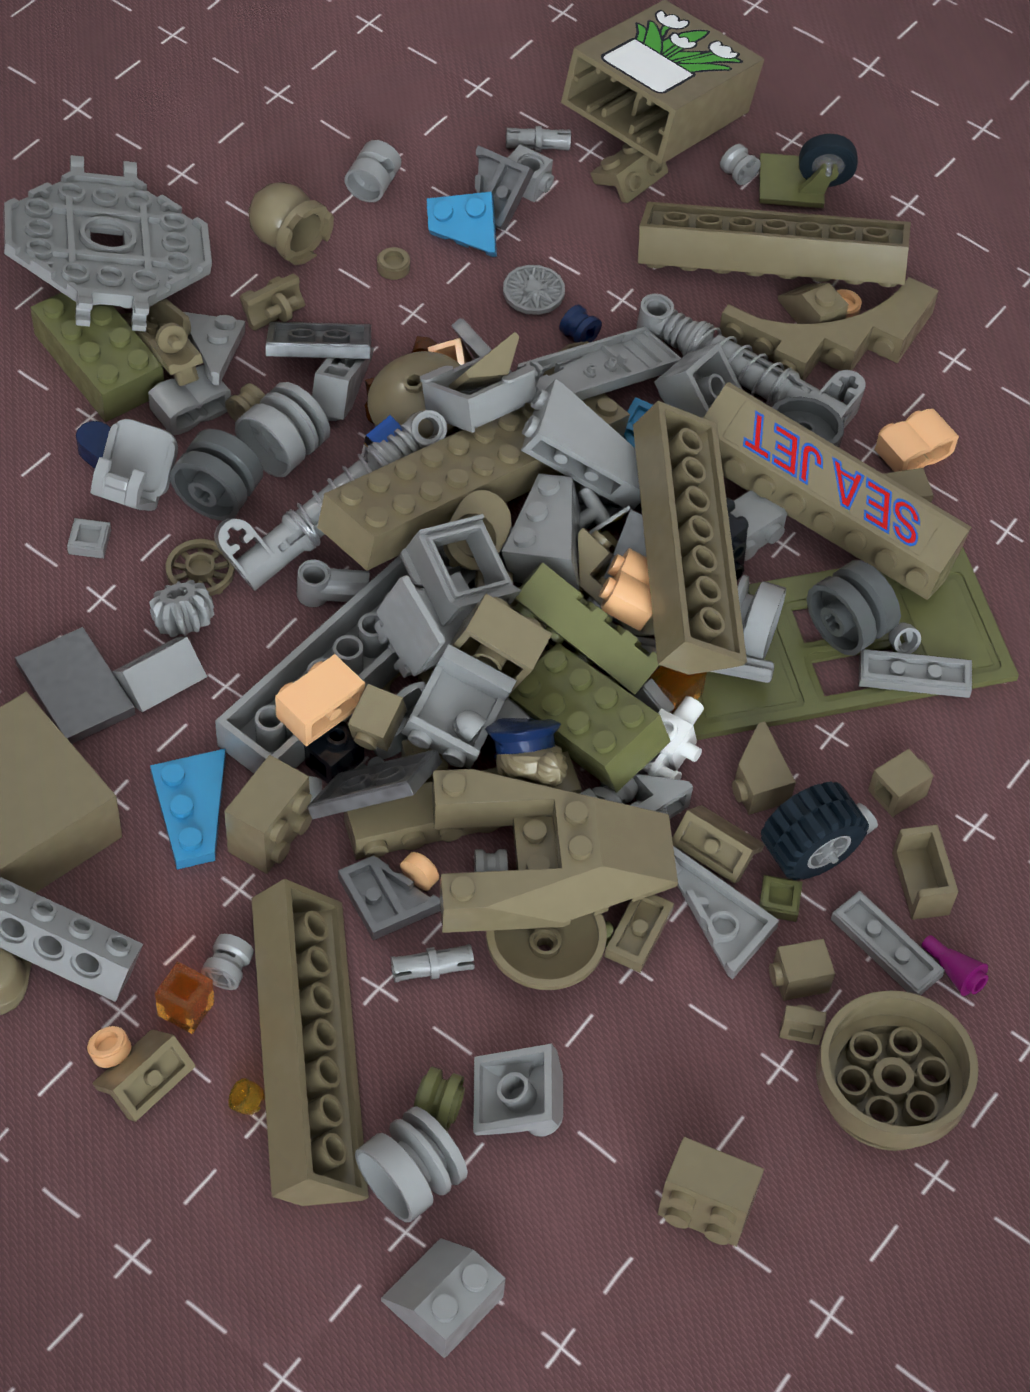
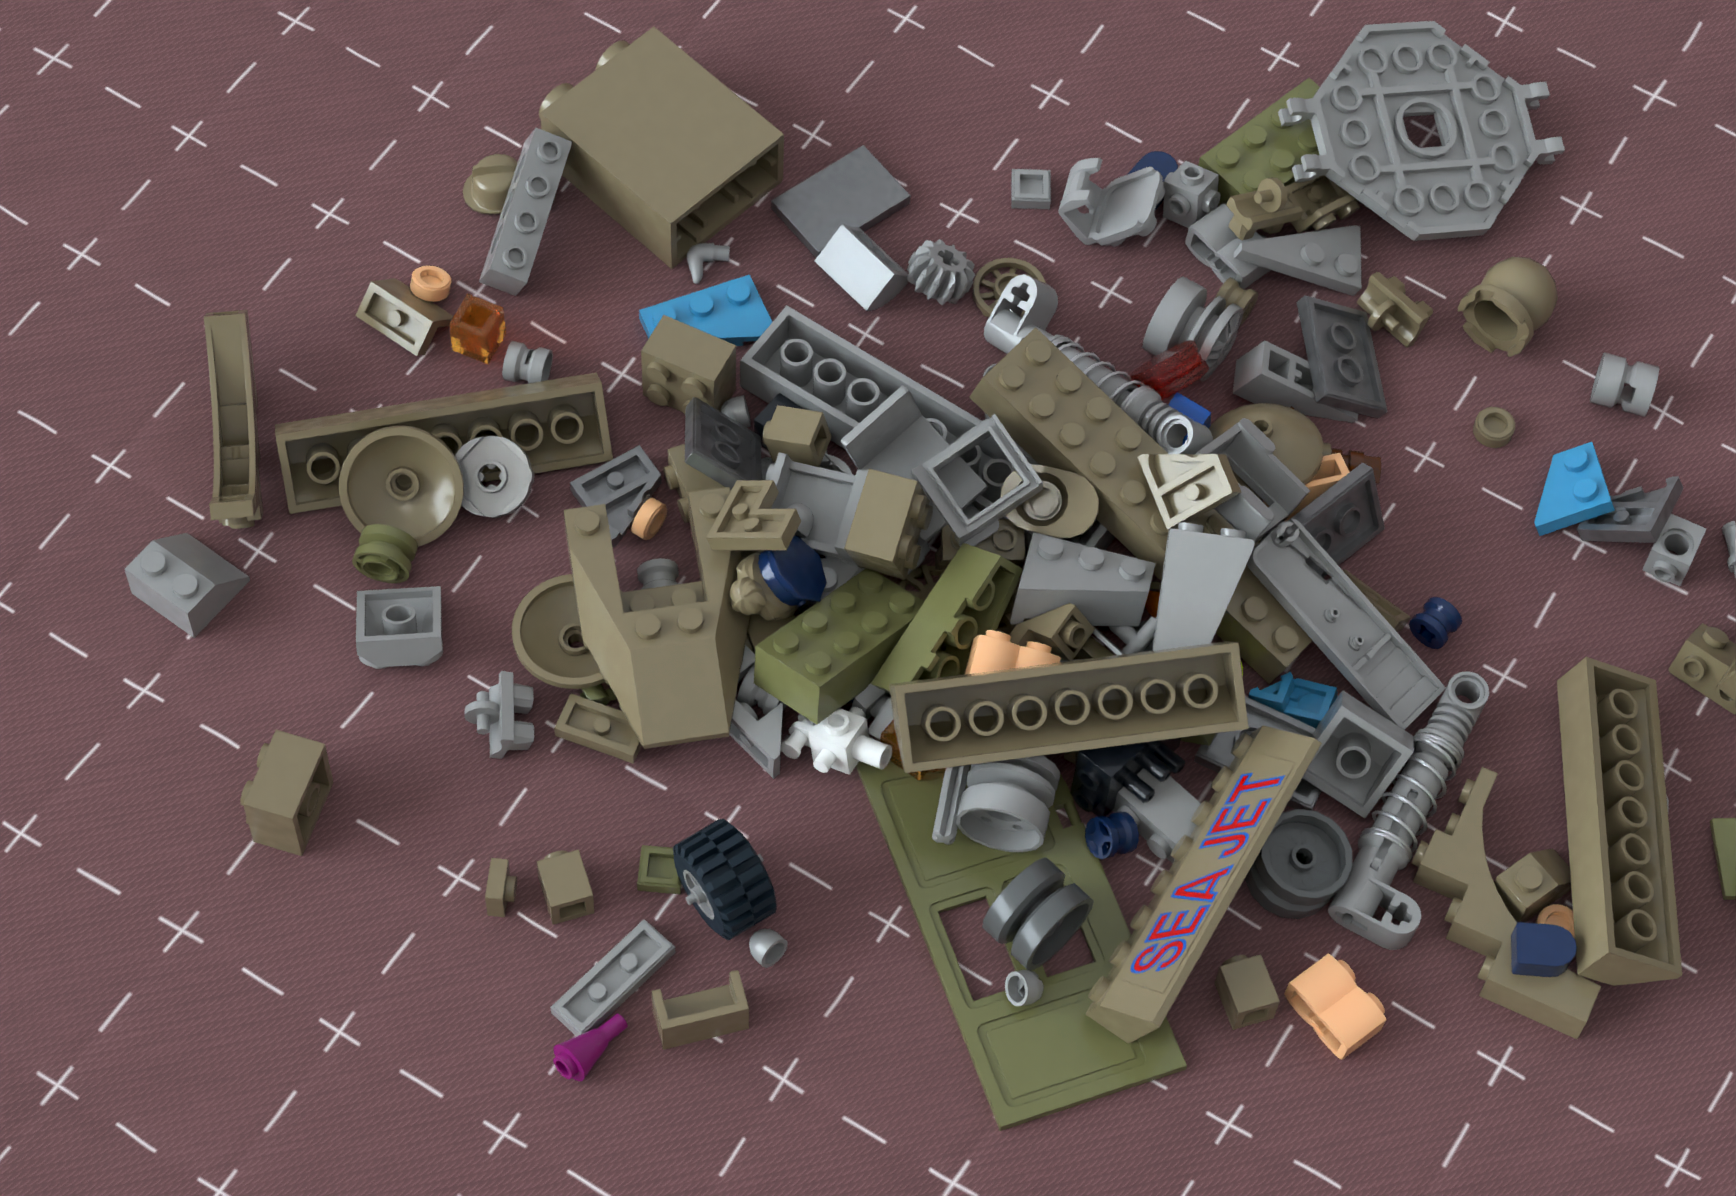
camera: 85 degrees right, 5 degrees up
(125, 812) = (705, 253): none -> light grey animal
(132, 404) = (1190, 194): none -> light grey brick
(216, 474) = (1109, 273): dark grey wheel -> none
(246, 1097) = (382, 396): clear yellow hinge -> none
(286, 1234) = (235, 432): none -> dark tan arch
(319, 699) = (812, 381): light nougat brick -> none
(336, 440) = (1172, 369): none -> clear red head
(342, 1002) = (515, 476): none -> light grey plate
(371, 1070) = (371, 487): none -> dark tan dish
(411, 1164) = (306, 529): light grey wheel -> none
(432, 963) = (545, 540): light grey pin -> none
(489, 368) = (1265, 479): dark tan slope -> none
(493, 415) = (1188, 484): none -> wing
(495, 749) = (749, 521): none -> dark tan plate
(533, 289) = (1488, 574): light grey wheel -> none
(623, 1009) = (495, 715): none -> light grey hips
(716, 842) = (726, 791): dark tan panel -> none
(727, 917) = (625, 815): light grey wing -> none
(762, 774) = (816, 838): dark tan slope -> none
(766, 570) = (1111, 835): none -> dark blue wheel
(886, 300) = (1541, 949): none -> dark blue piece
(900, 782) = (821, 987): dark tan brick -> none
(915, 673) = (979, 1004): light grey tile -> none
(936, 1048) = (392, 934): dark tan wheel -> none

